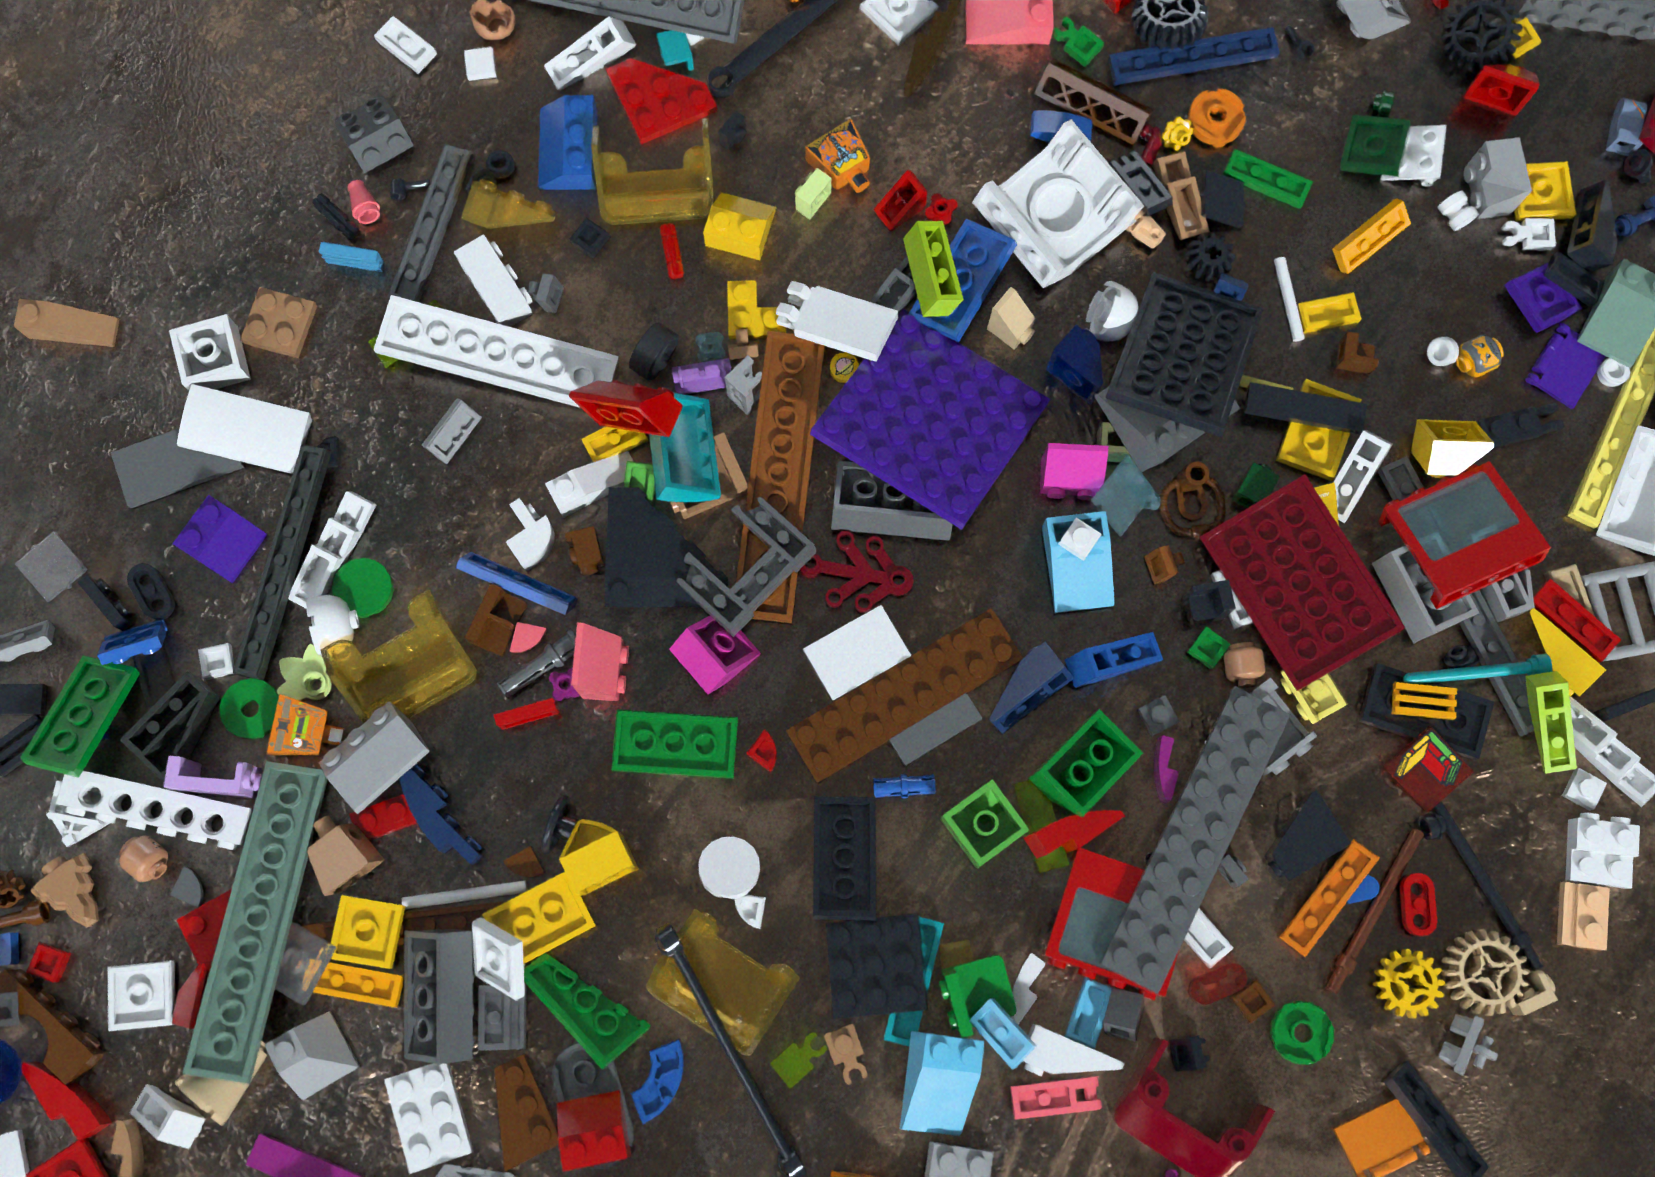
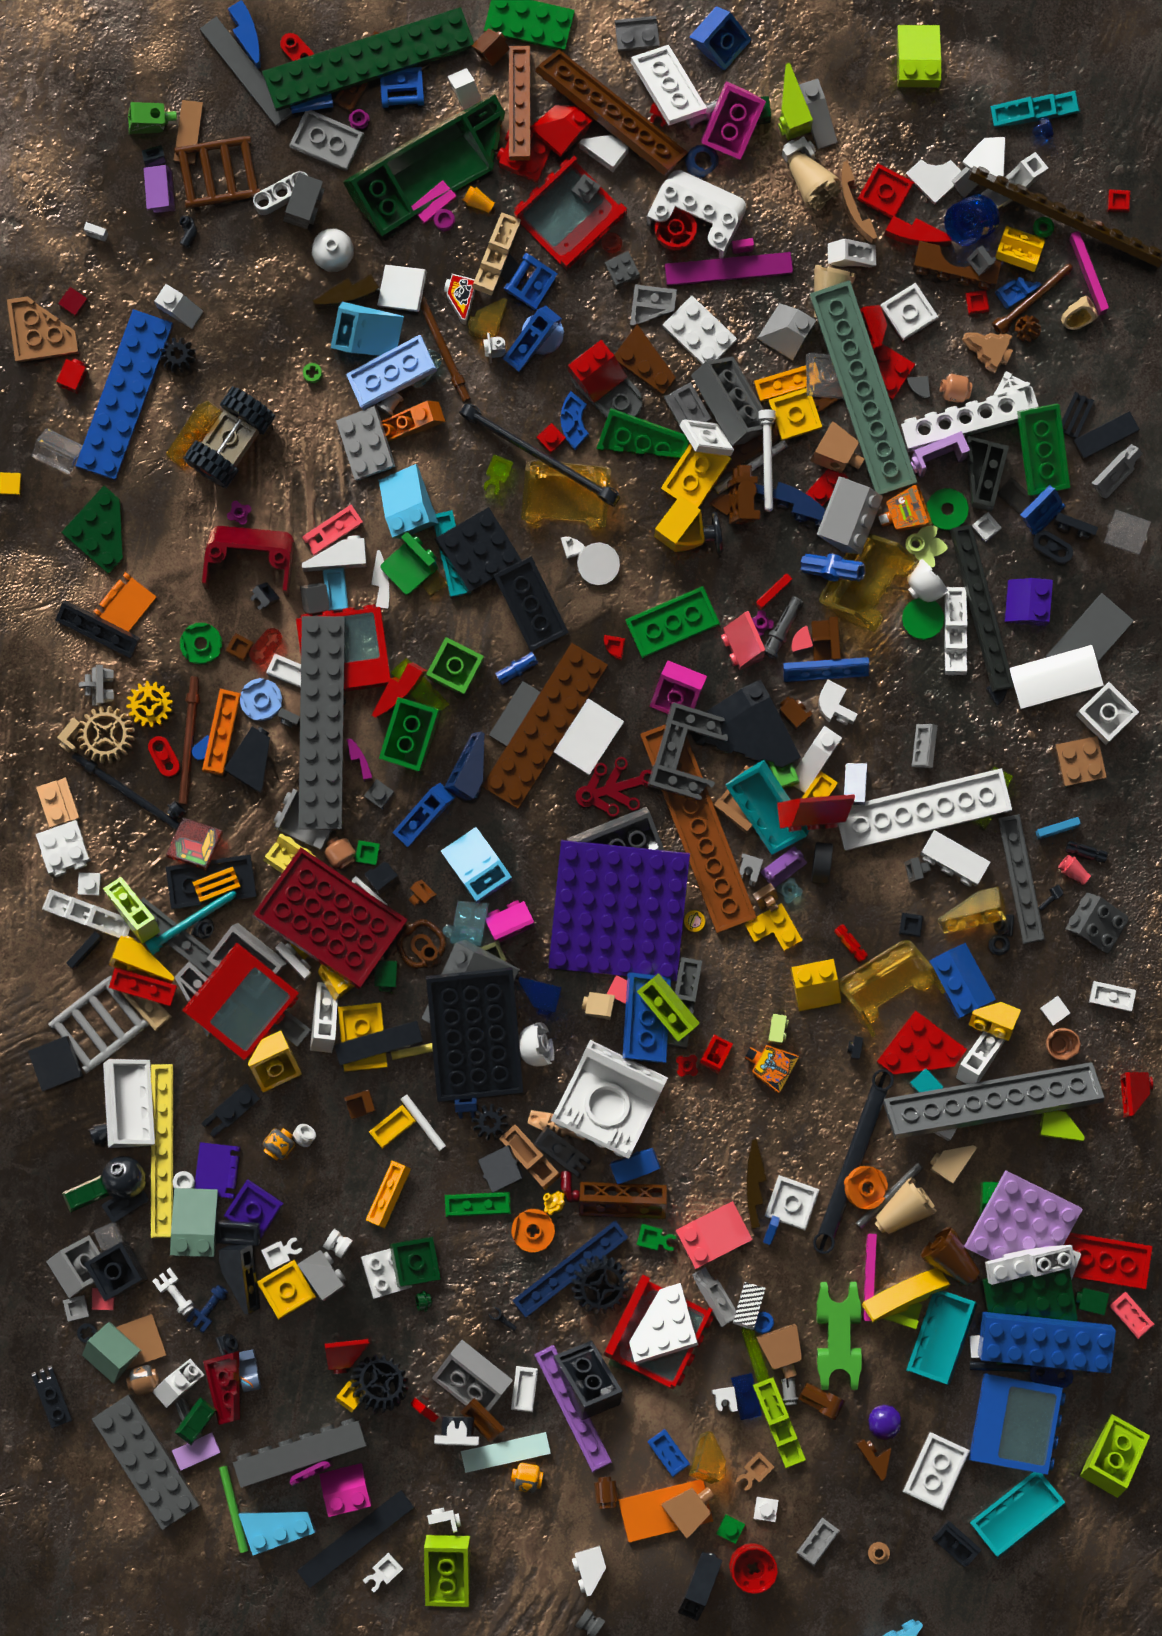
camera: 155 degrees right, 5 degrees up
(405, 941) = (767, 419): none -> white piece
(434, 701) = (833, 567): none -> blue piece
(495, 855) = (742, 496): none -> reddish brown hips
(549, 75) = (996, 1019): none -> yellow slope
(560, 427) = (856, 781): none -> tile
(702, 1072) = (551, 438): none -> red plate
(837, 320) = (712, 944): white tile -> none
(844, 1048) = (472, 494): medium nougat plate -> none
(977, 334) = (618, 989): none -> coral tile
(1002, 1033) = (383, 548): medium azure plate -> none
(1079, 539) = (483, 872): white plate -> none
(1255, 916) = (261, 699): none -> light blue tile
(1362, 546) = (287, 953): none -> white plate

